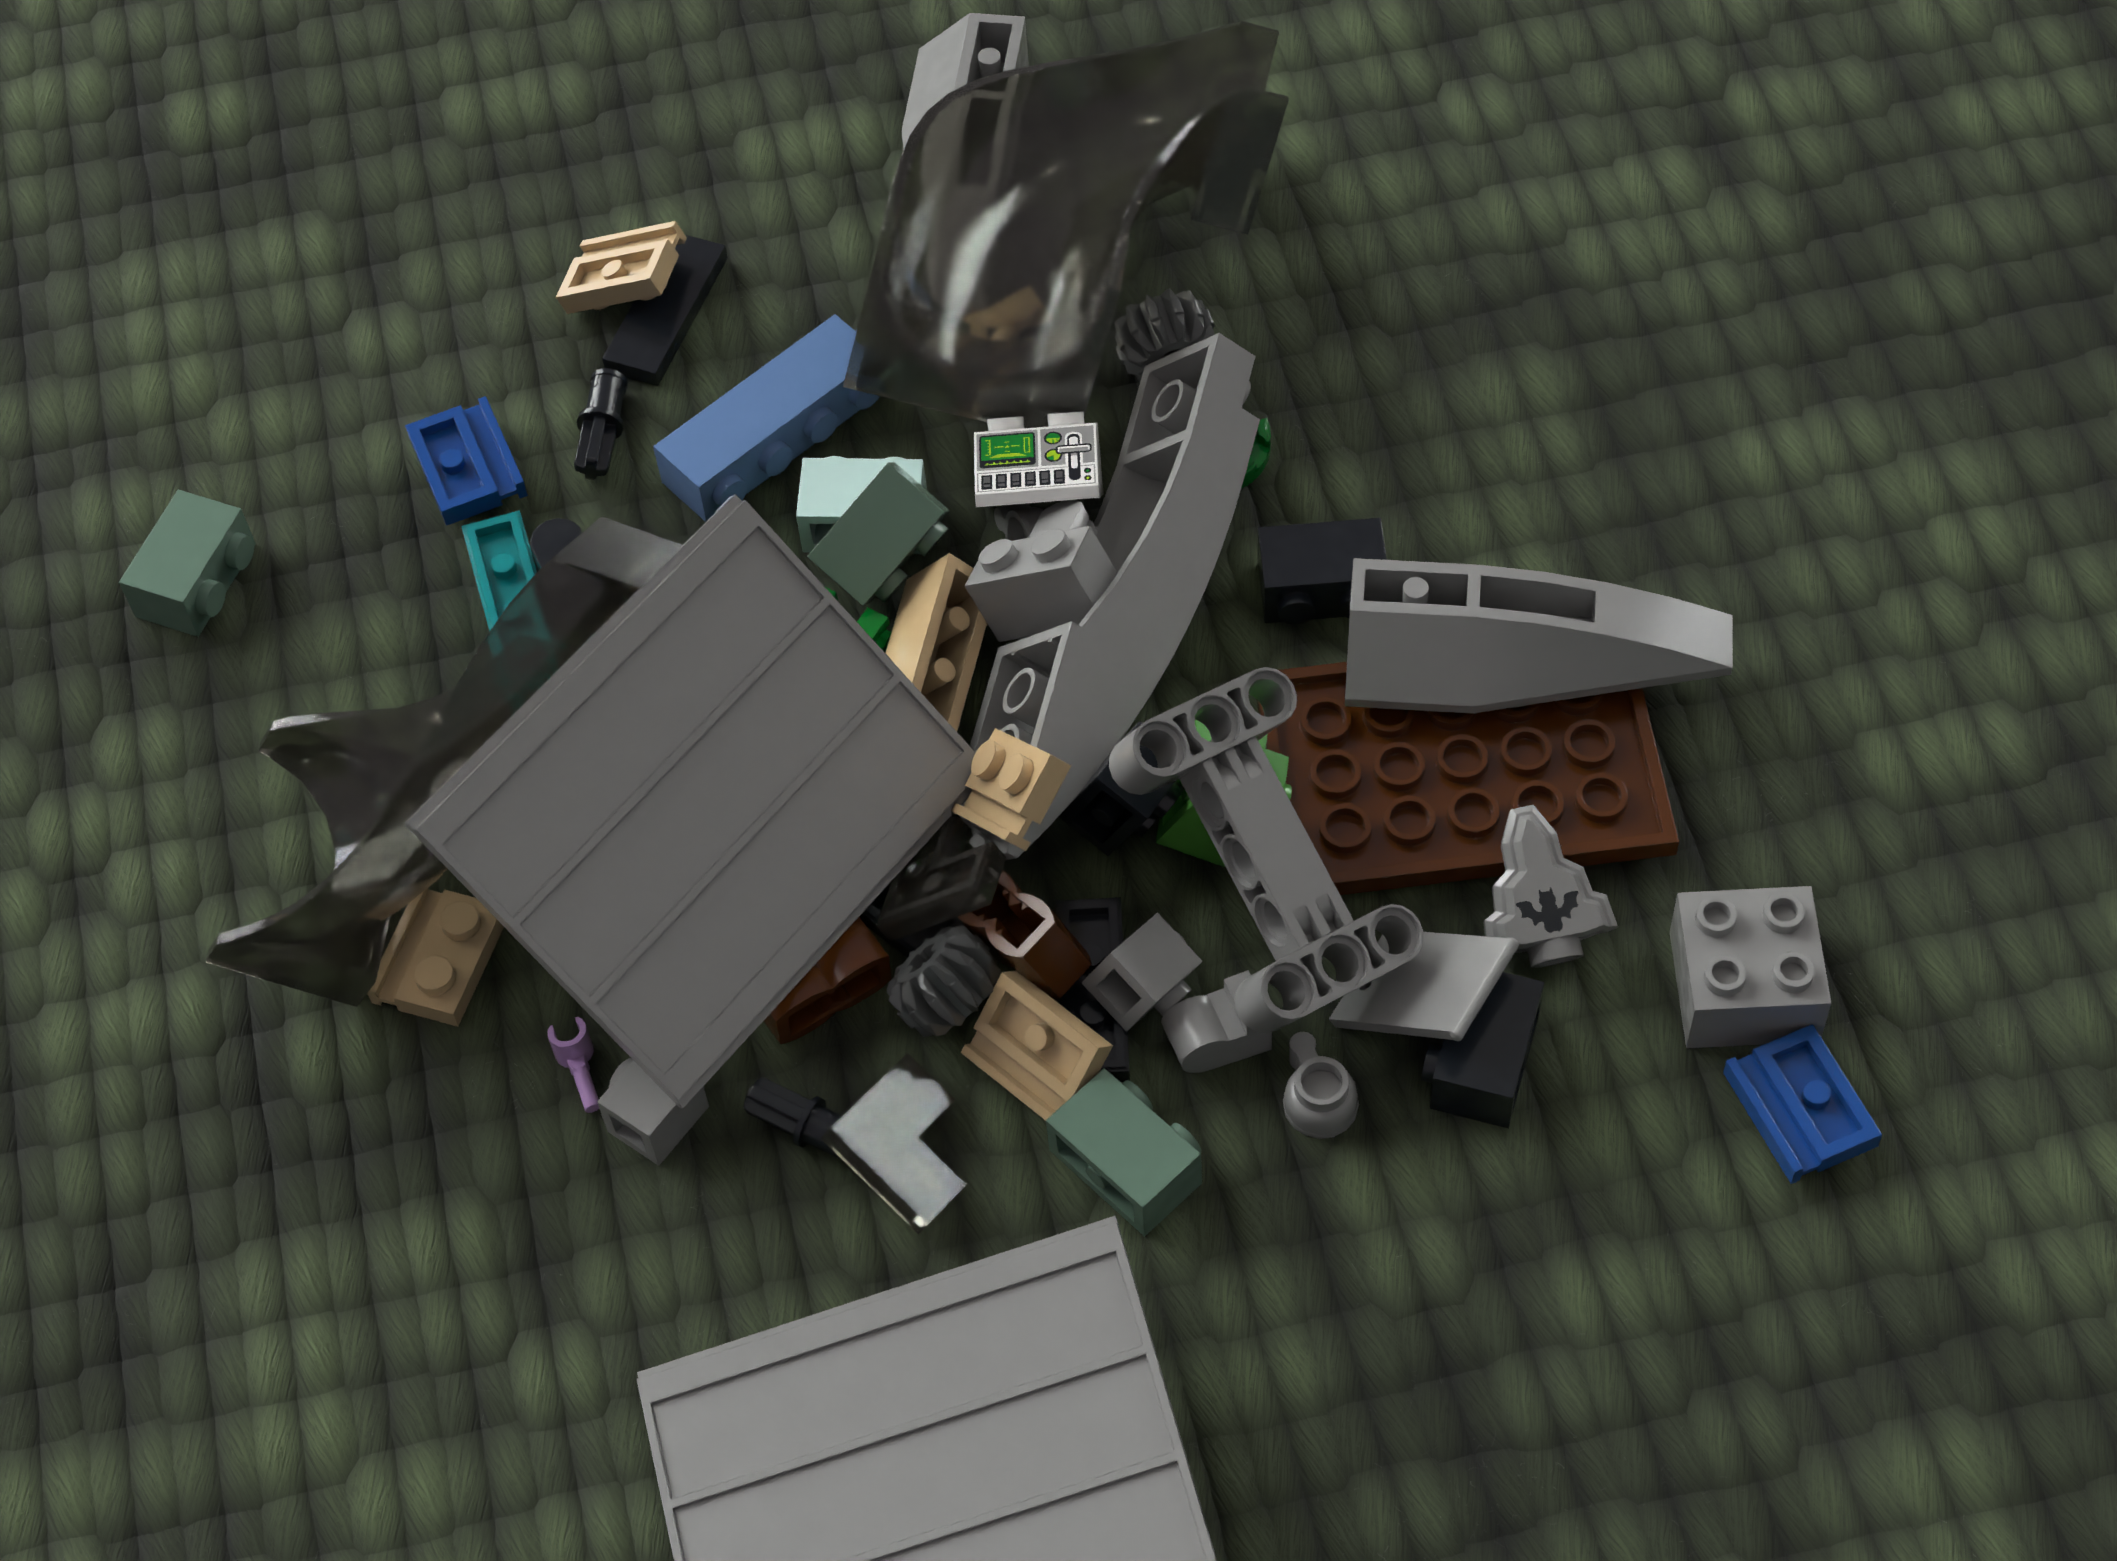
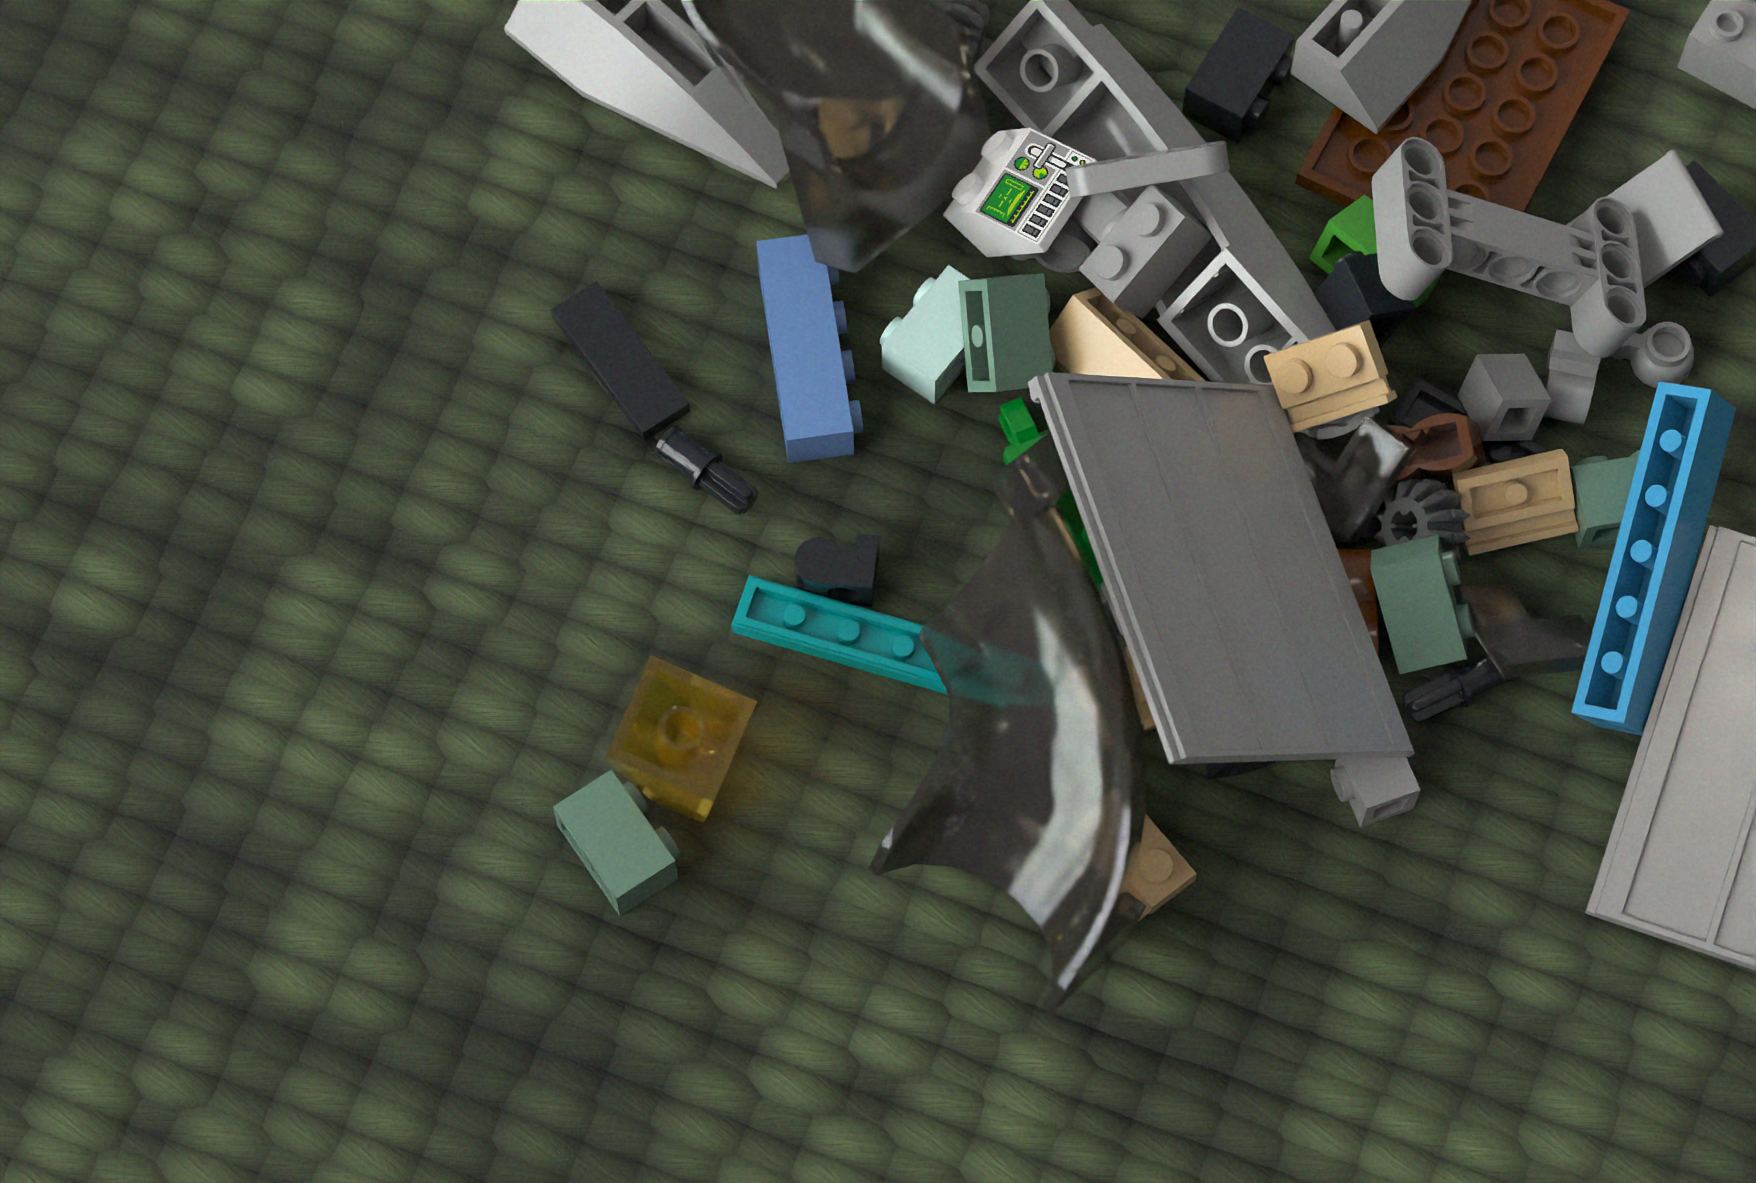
camera: 60 degrees left, 10 degrees up
(303, 539) = (679, 737): none -> clear yellow slope
(465, 461) = (668, 585): blue plate -> none
(575, 1056) = (1292, 812): lavender hand -> none
(621, 268) = (569, 364): tan plate -> none
(845, 1018) = (1420, 604): none -> sand green brick
(1042, 1179) = (1654, 556): none -> dark azure brick
(1103, 514) = (1147, 168): none -> light grey beam
(1543, 895) = (1620, 118): light grey rock -> none

